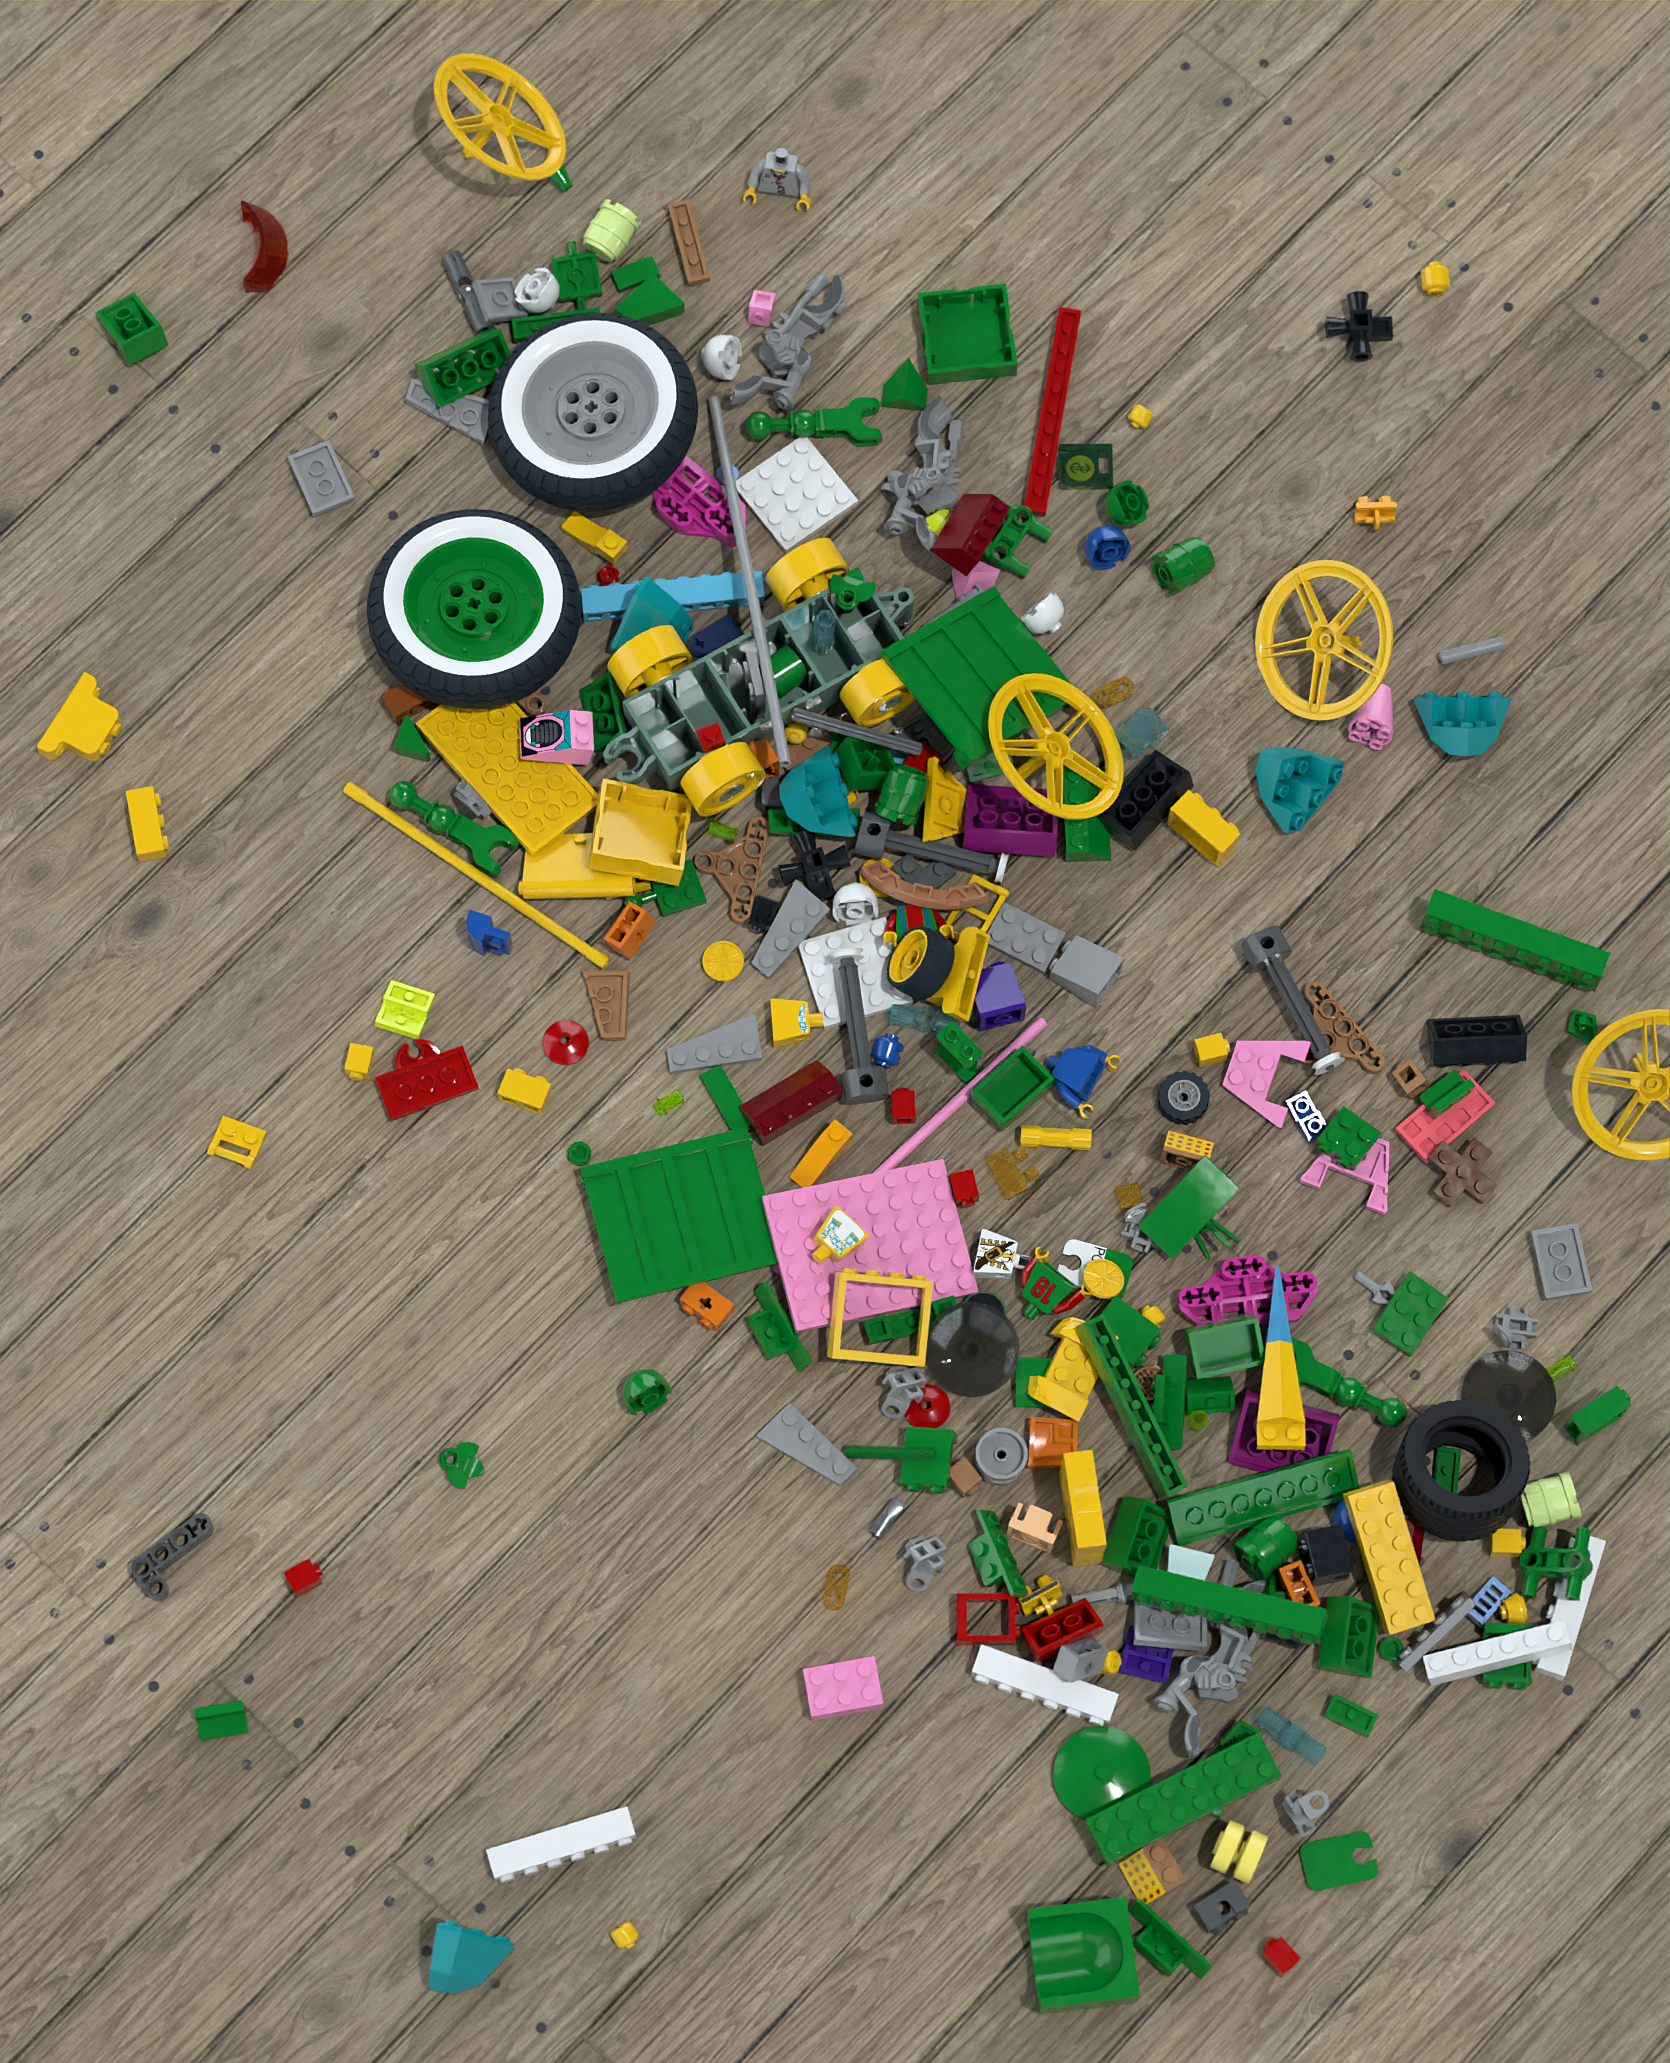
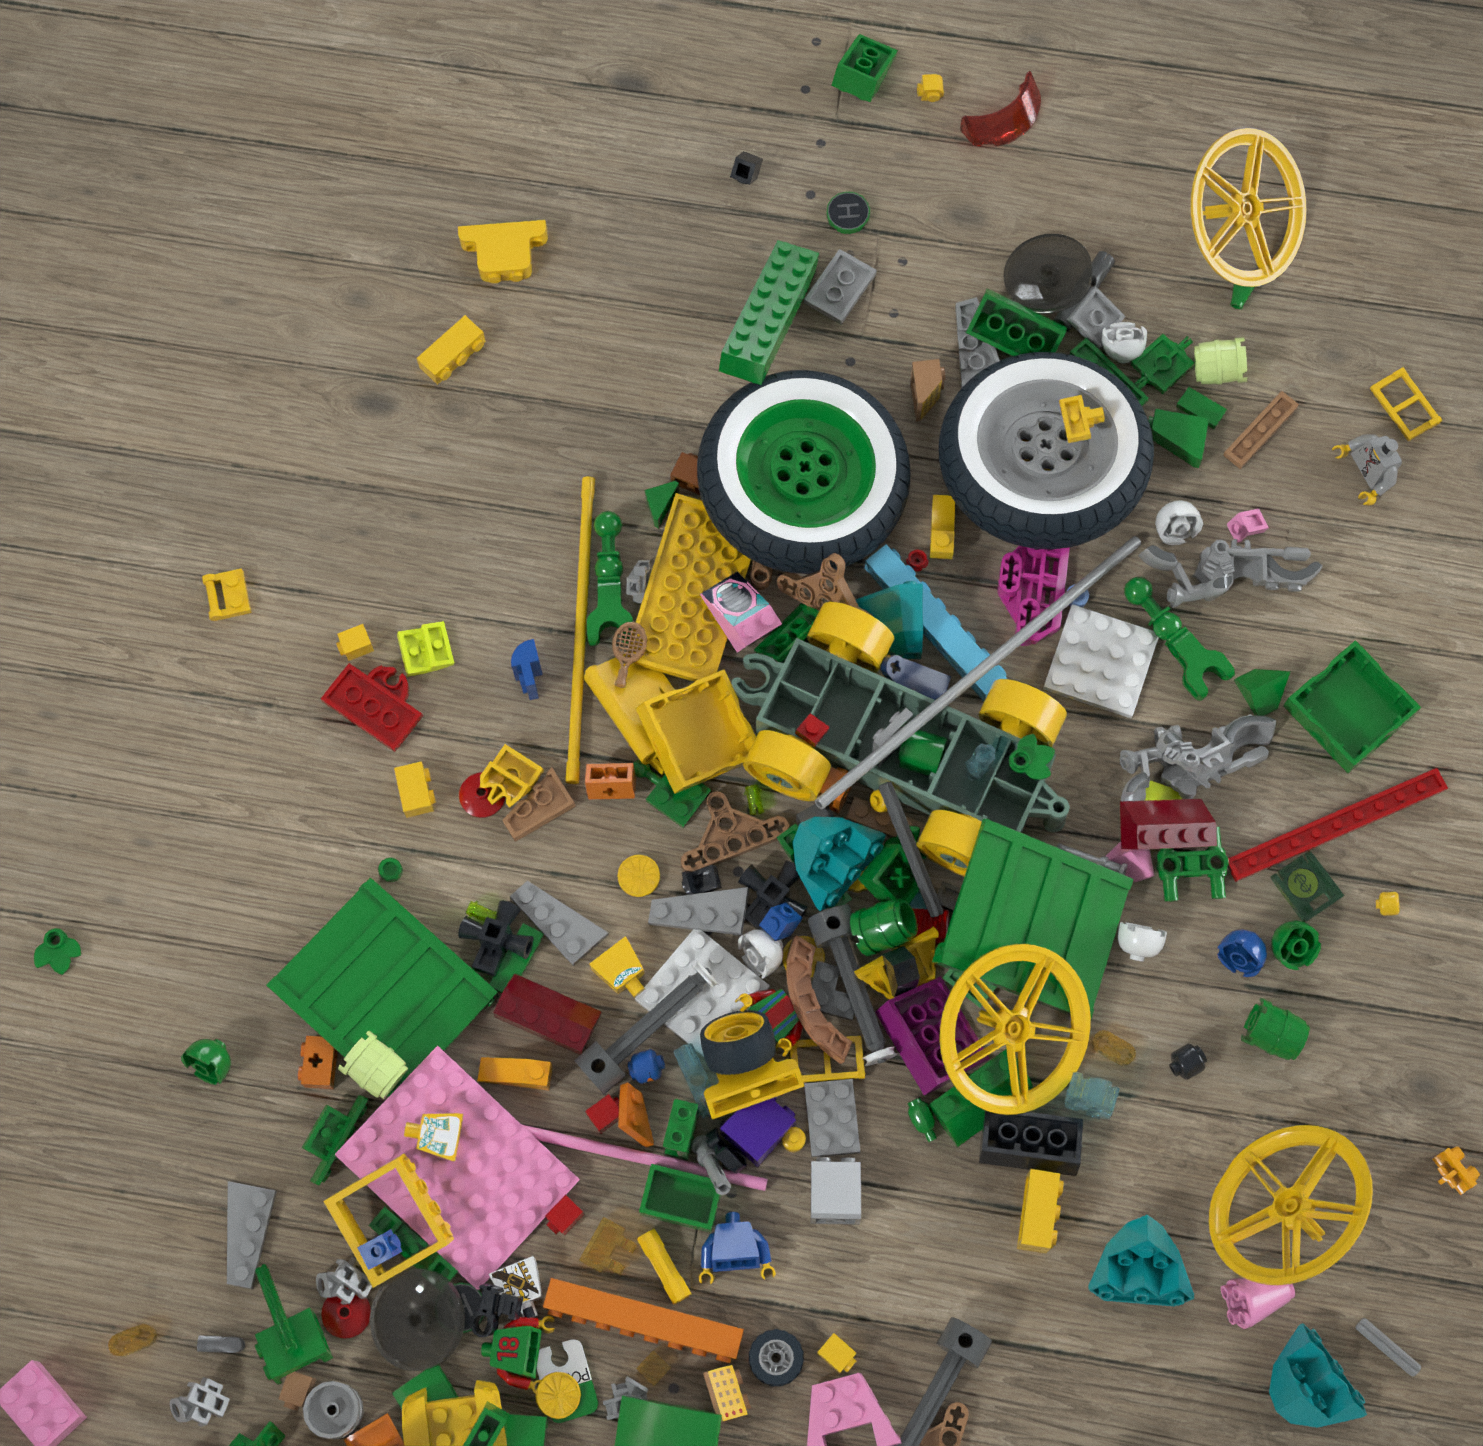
camera: 60 degrees right, 0 degrees up
(157, 481) = (746, 168): none -> black brick
(192, 289) = (930, 88): none -> yellow plate
(256, 429) = (848, 212): none -> black tile
(314, 543) = (768, 312): none -> green brick
(434, 309) = (1048, 273): none -> clear smoke dish
(463, 469) = (926, 383): none -> medium nougat slope
(551, 866) = (622, 674): none -> medium nougat piece
(568, 1007) = (510, 776): none -> yellow plate
(582, 663) = (793, 585): none -> medium nougat beam
(593, 365) = (1078, 418): none -> yellow hinge
(699, 1101) = (495, 938): none -> black brick
(745, 135) = (1418, 396): none -> yellow window
(748, 1252) = (374, 1066): none -> yellowish green piece
(843, 870) = (780, 921): none -> blue brick
(901, 1334) = (380, 1249): none -> brick
(920, 1084) = (633, 1115): none -> orange wing
(947, 803) = (901, 970): none -> black slope
(995, 1047) = (709, 1161): none -> light grey pin
(998, 1282) = (494, 1302): none -> black piece
(1005, 1029) = (727, 1154): none -> black piece
(1024, 976) = (794, 1139): none -> yellow piece
(1070, 870) = (922, 1118): none -> green plant
(1087, 1178) = (643, 1319): none -> orange brick
(1162, 644) = (1188, 1061): none -> black head

